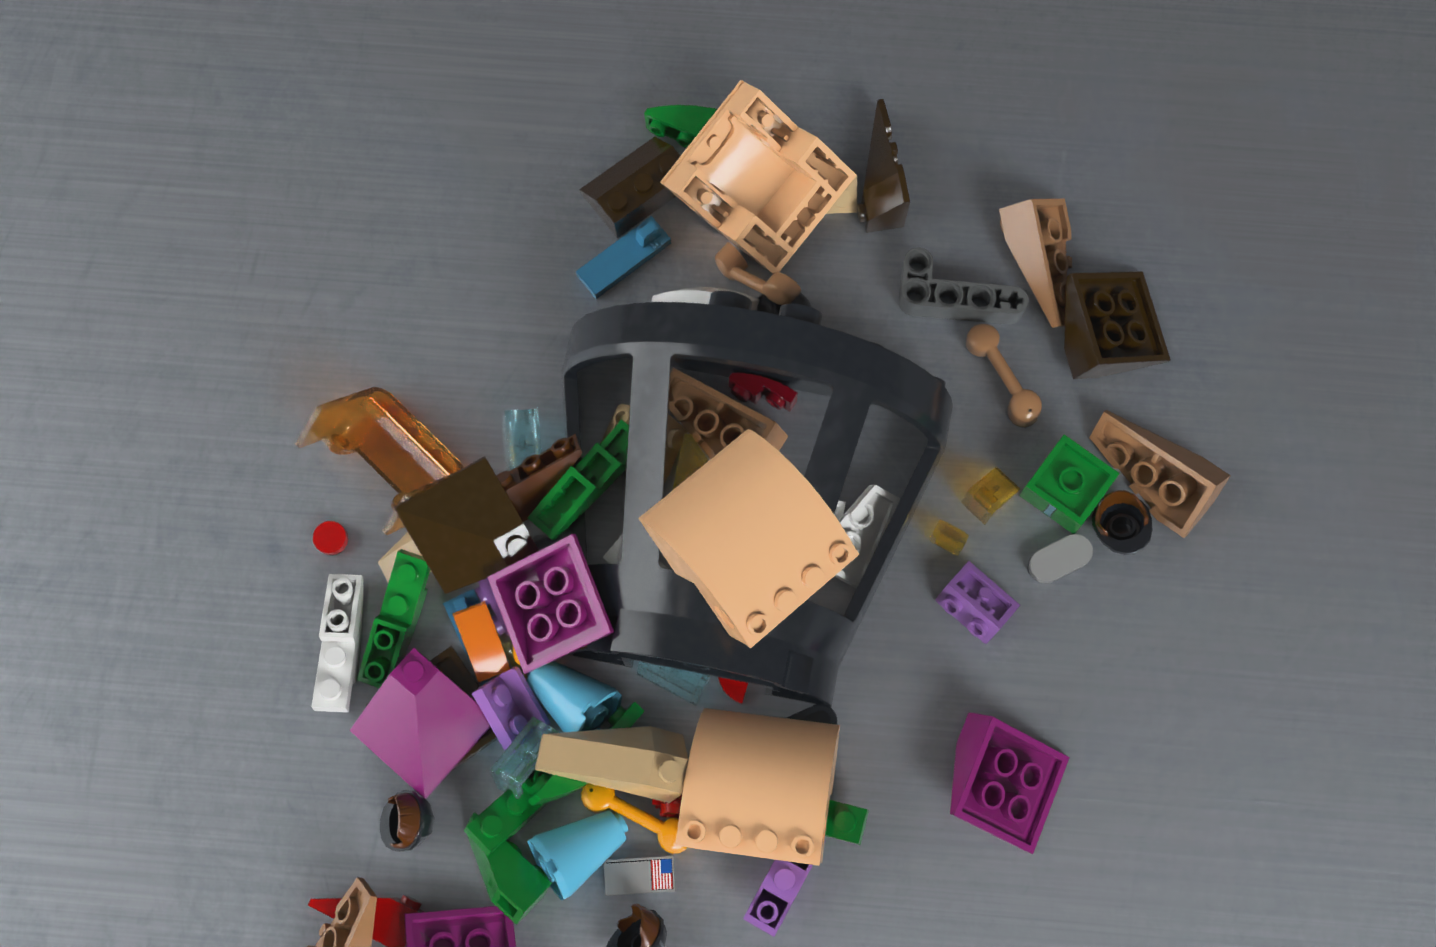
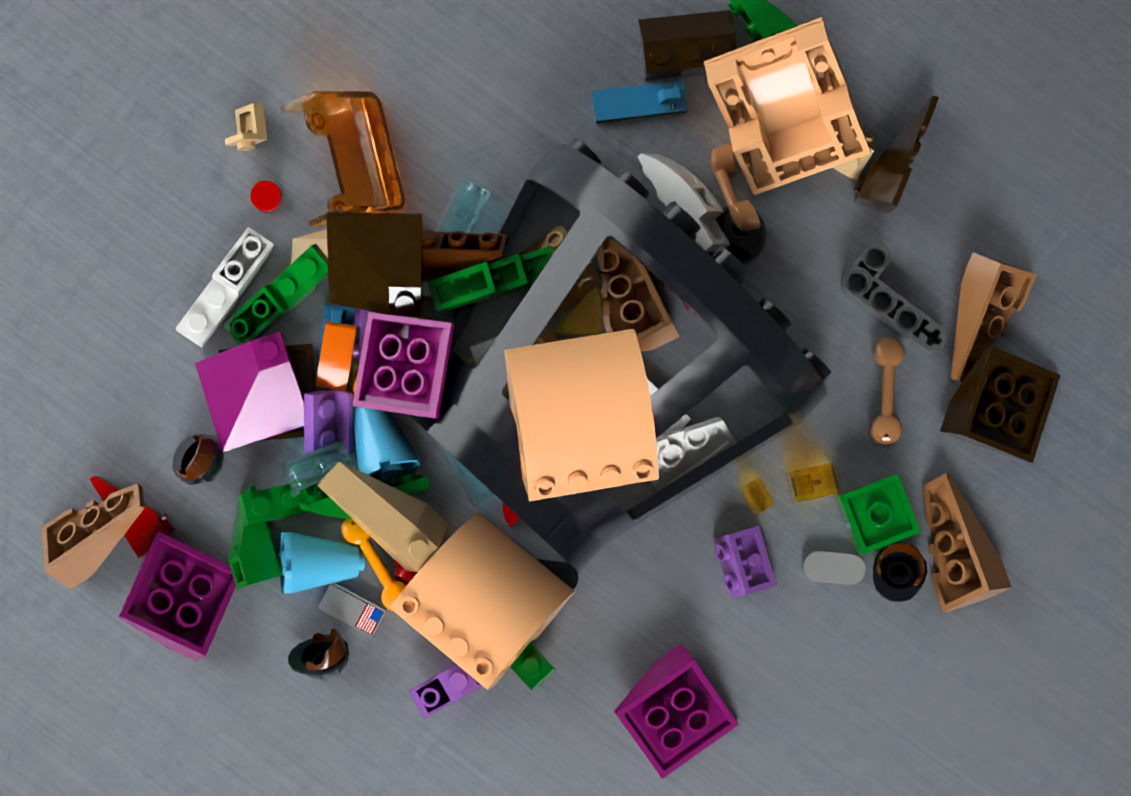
camera: 30 degrees right, 10 degrees up
(278, 483) = (250, 127): none -> tan bracket

